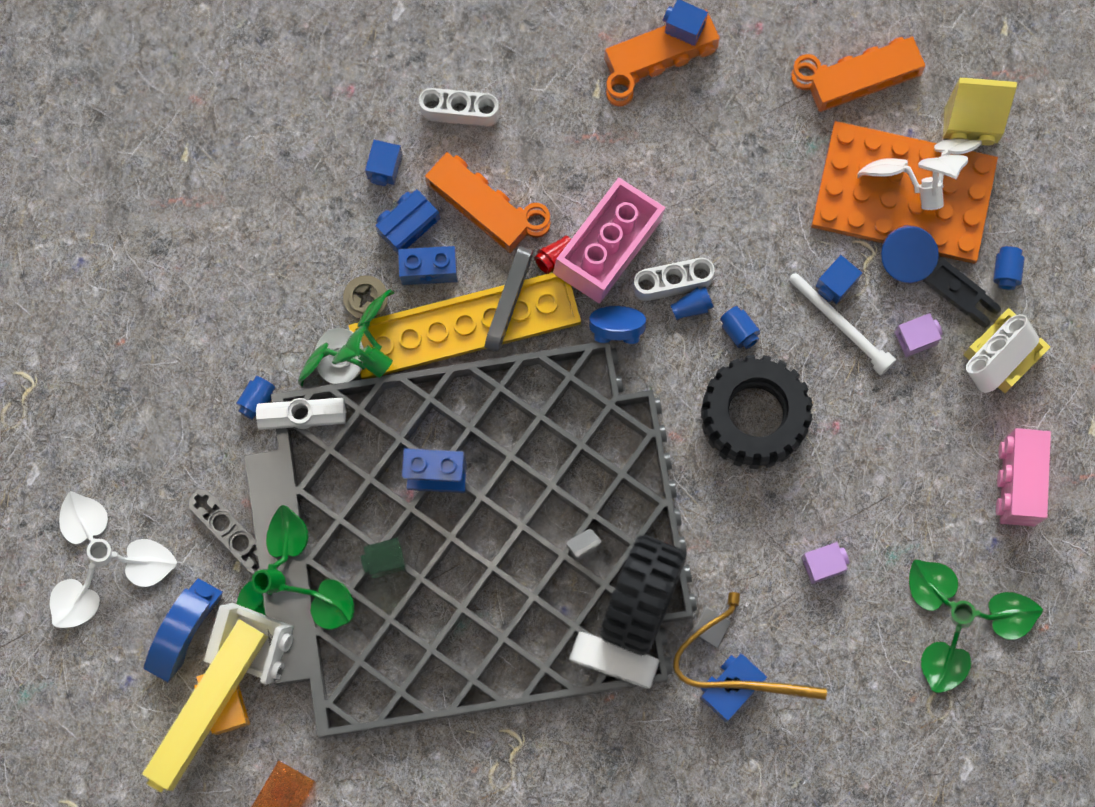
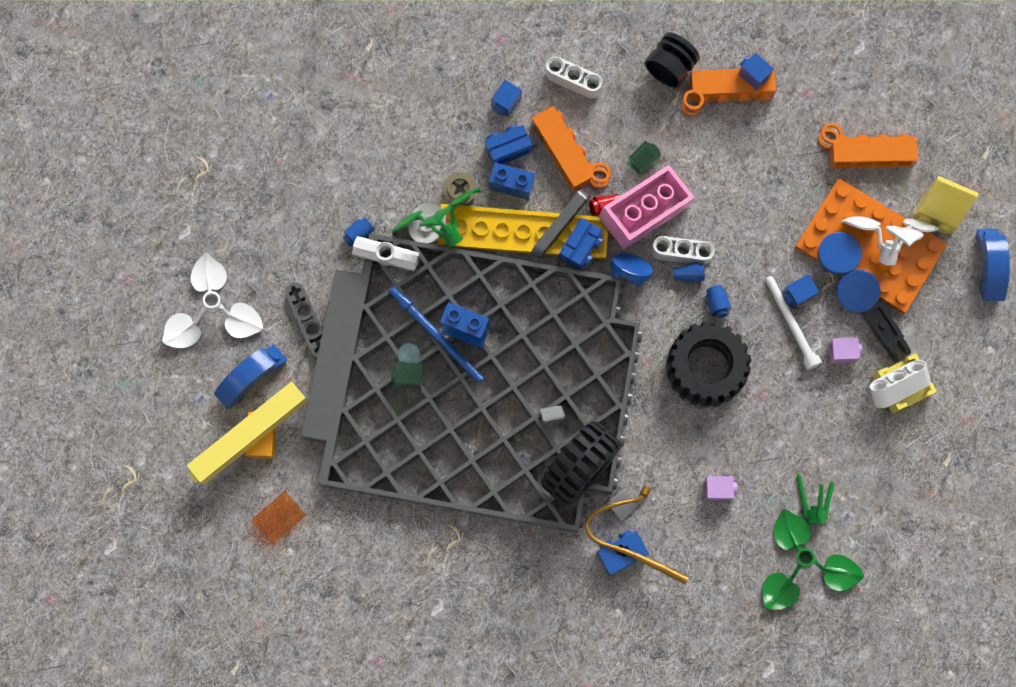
camera: 15 degrees right, 0 degrees up
(269, 657) = (301, 418): white panel -> none
(286, 537) = (345, 337): green plant -> none
(350, 469) = (406, 304): none -> blue bar
(375, 530) = (409, 353): none -> clear light blue tile
(543, 316) = (581, 244): none -> blue brick
(575, 43) = (672, 60): none -> black wheel
(584, 179) = (644, 158): none -> clear green brick
(613, 660) = (544, 503): white beam -> none
(869, 215) = (839, 253): none -> blue tile
(957, 551) = (819, 513): none -> green plant
(1009, 268) = (927, 325): blue brick -> none
(1024, 477) = (884, 477): bright pink brick -> none
(1066, 163) = (995, 266): none -> blue arch

